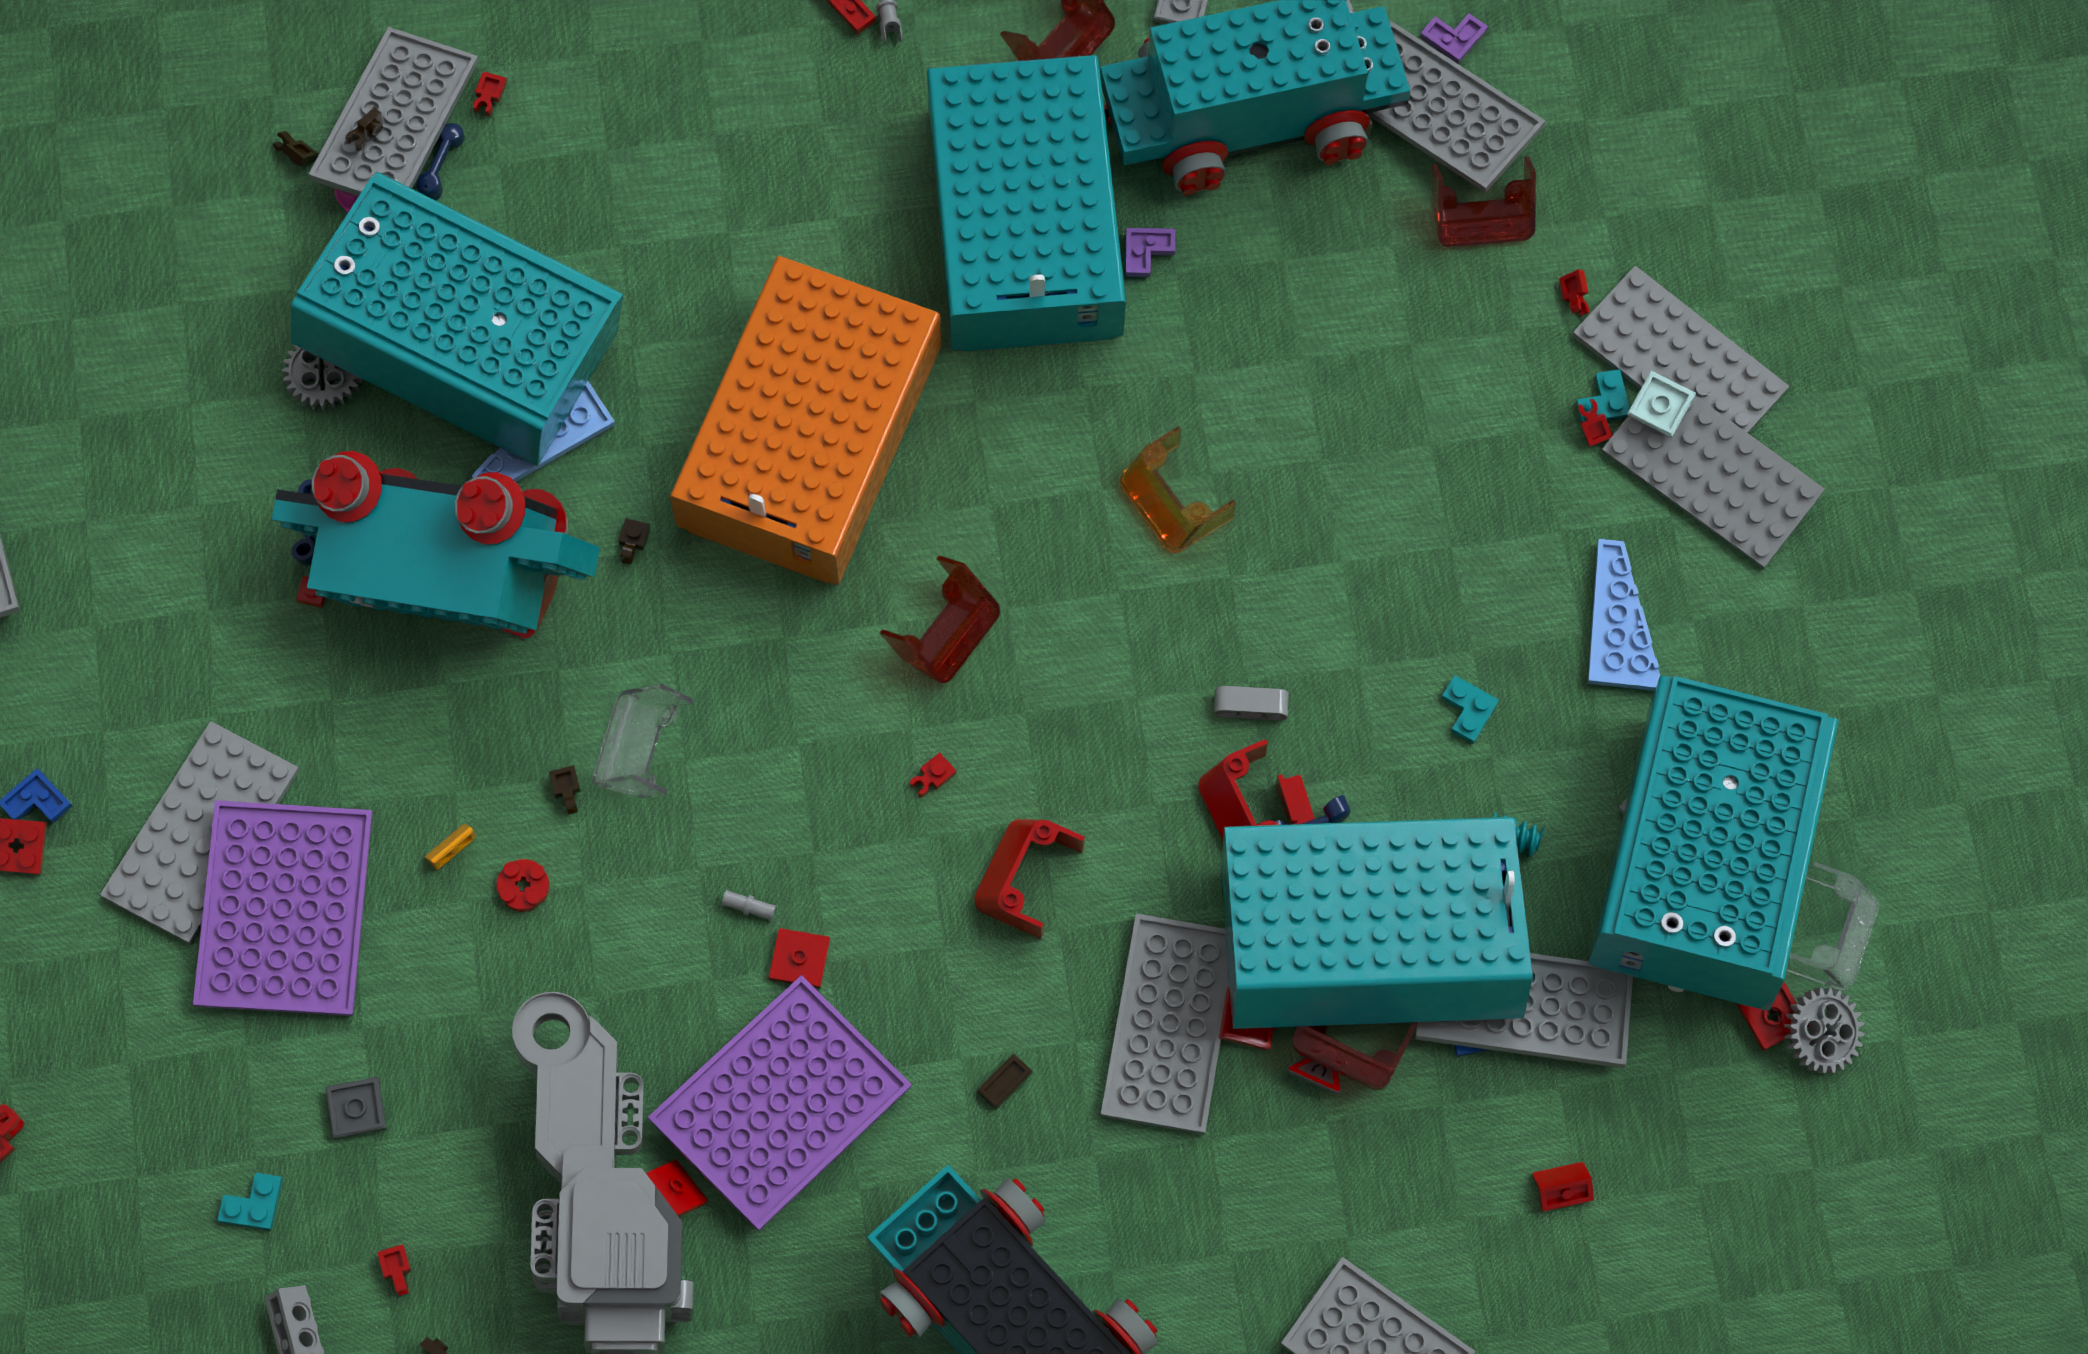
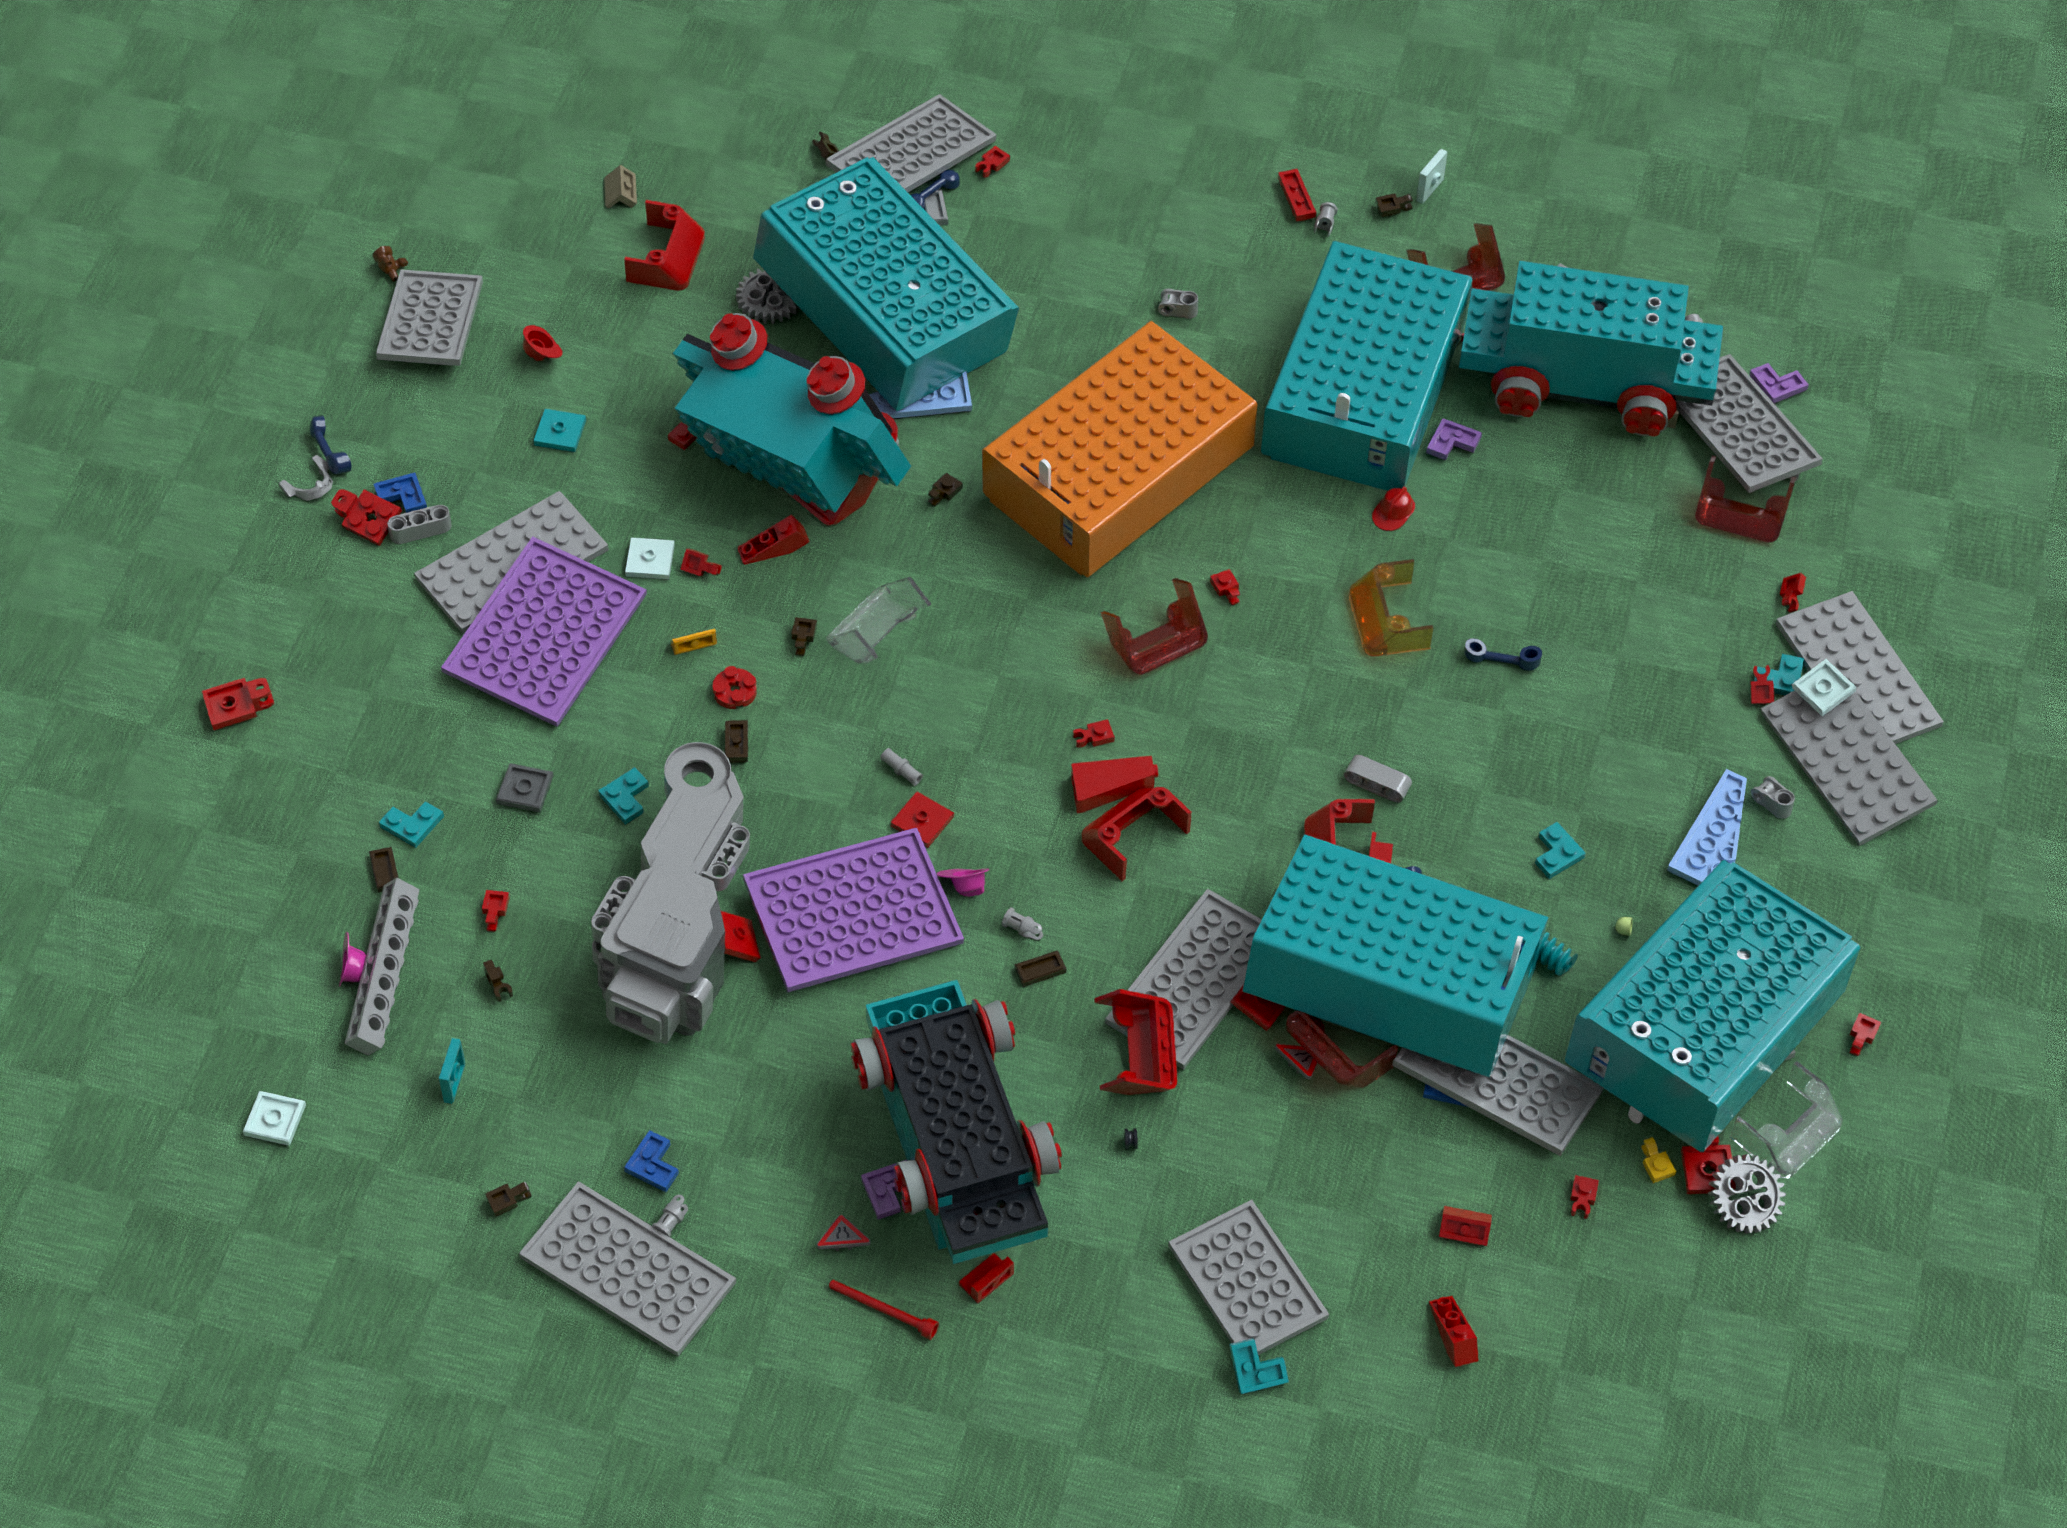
camera: 25 degrees right, 15 degrees down
(70, 843) = (419, 524): none -> light grey beam
(84, 297) = (620, 186): none -> dark tan panel
(97, 543) = (540, 344): none -> red piece
(171, 642) = (560, 430): none -> teal plate
(200, 379) = (675, 266): none -> red windscreen
(251, 1273) = (383, 866): none -> dark brown tile
(352, 763) = (650, 558): none -> light aqua plate
(368, 126) = (886, 144): dark brown plate -> none
(408, 749) = (697, 563): none -> red plate
(454, 180) = (936, 207): none -> light grey tile
(461, 1068) = (621, 792): none -> teal plate
(479, 686) = (775, 541): none -> red slope
(557, 951) = (736, 740): none -> dark brown plate
(777, 196) = (1180, 303): none -> light grey piece
(880, 1012) = (966, 881): none -> dark pink piece
(969, 1043) = (1024, 925): none -> light grey piece
(972, 829) = (1110, 780): none -> red slope
(989, 531) = (1226, 584): none -> red plate
(1122, 363) = (1393, 509): none -> red piece
(1163, 1131) = (1149, 1042): none -> red windscreen
(1189, 1241) = (1130, 1138): none -> black bush
(1343, 491) = (1528, 659): none -> dark blue piece
(1572, 769) = (1624, 926): none -> yellowish green hinge
(1604, 1311) = (1455, 1331): none -> red slope
(1657, 550) = (1774, 797): none -> light grey piece
(1662, 1095) = (1584, 1193): none -> red plate
(1721, 1031) = (1656, 1164): none -> yellow plate
(1858, 787) = (1863, 1030): none -> red plate

